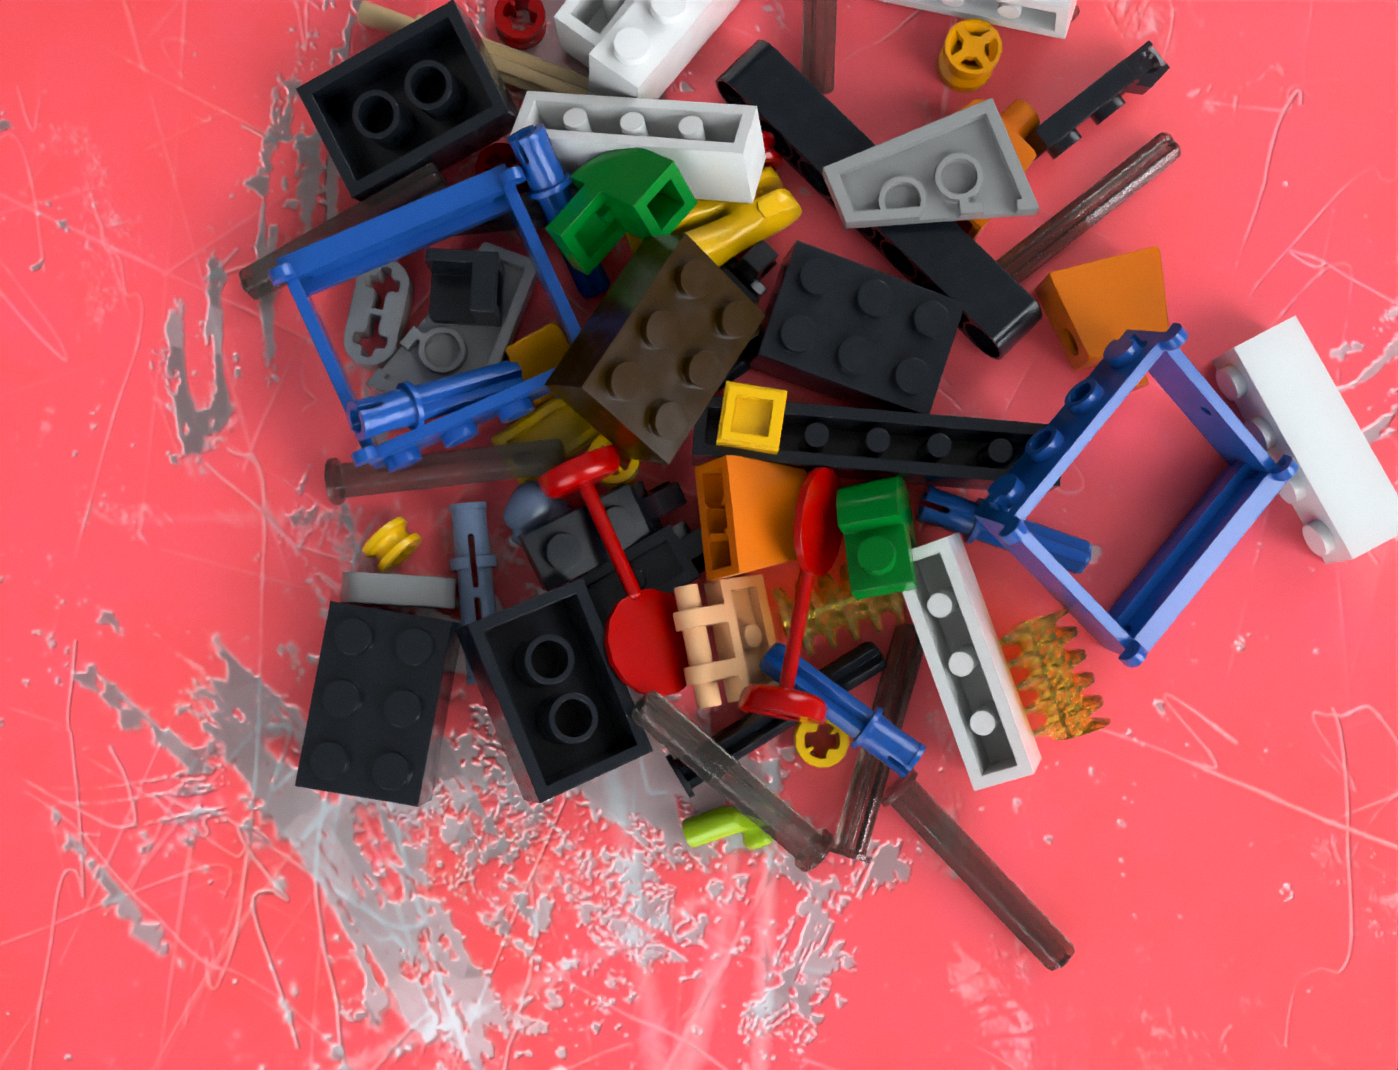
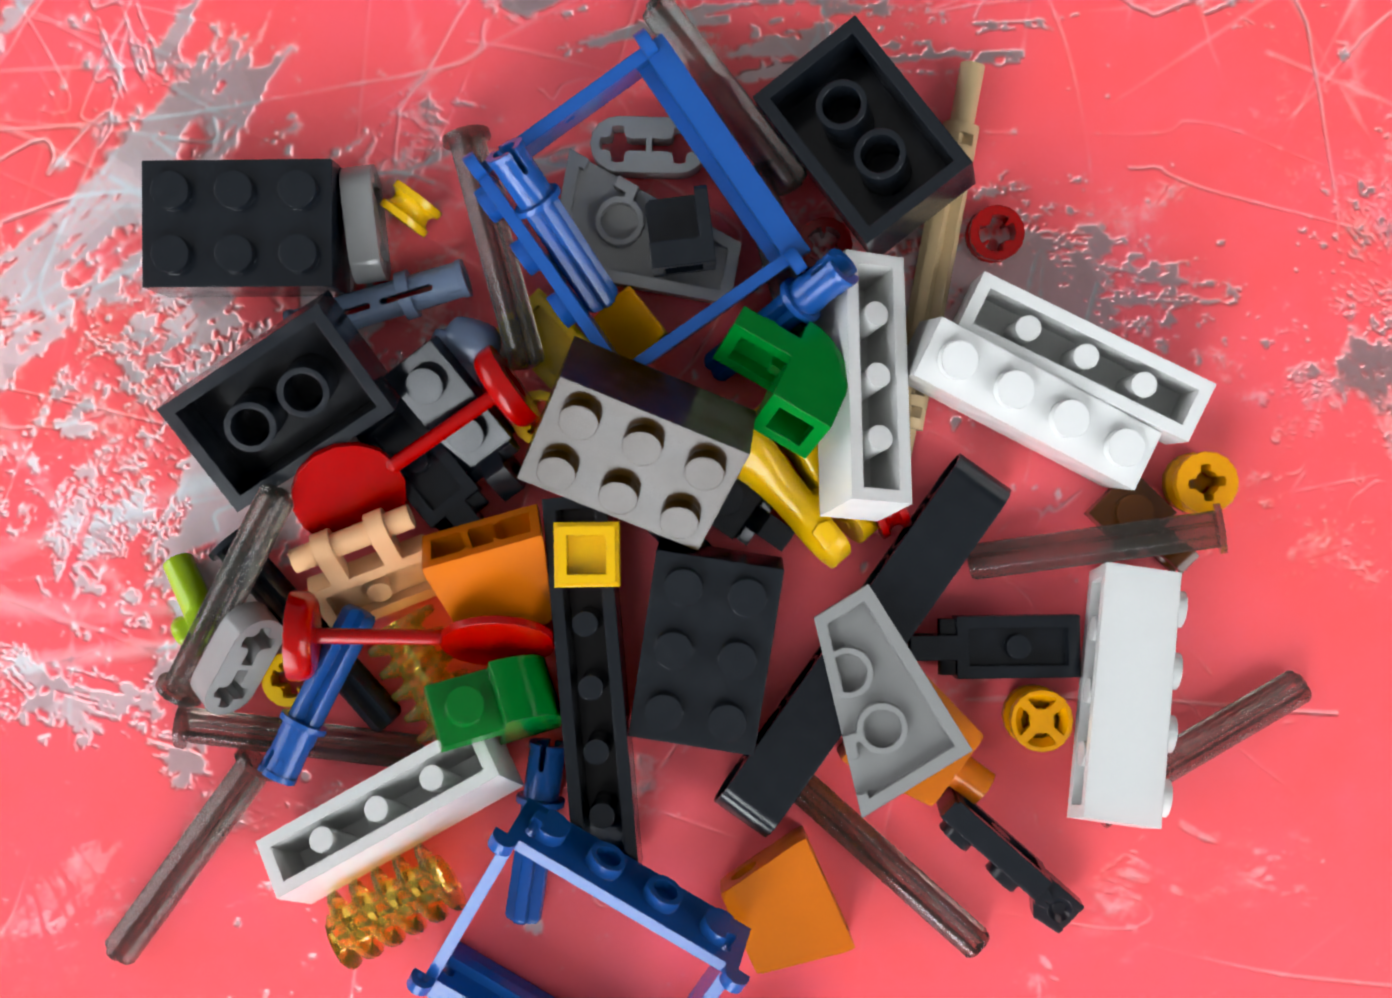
camera: 85 degrees right, 5 degrees up
(793, 782) = (237, 658): none -> light grey beam
(899, 69) = (1003, 646): none -> black hinge

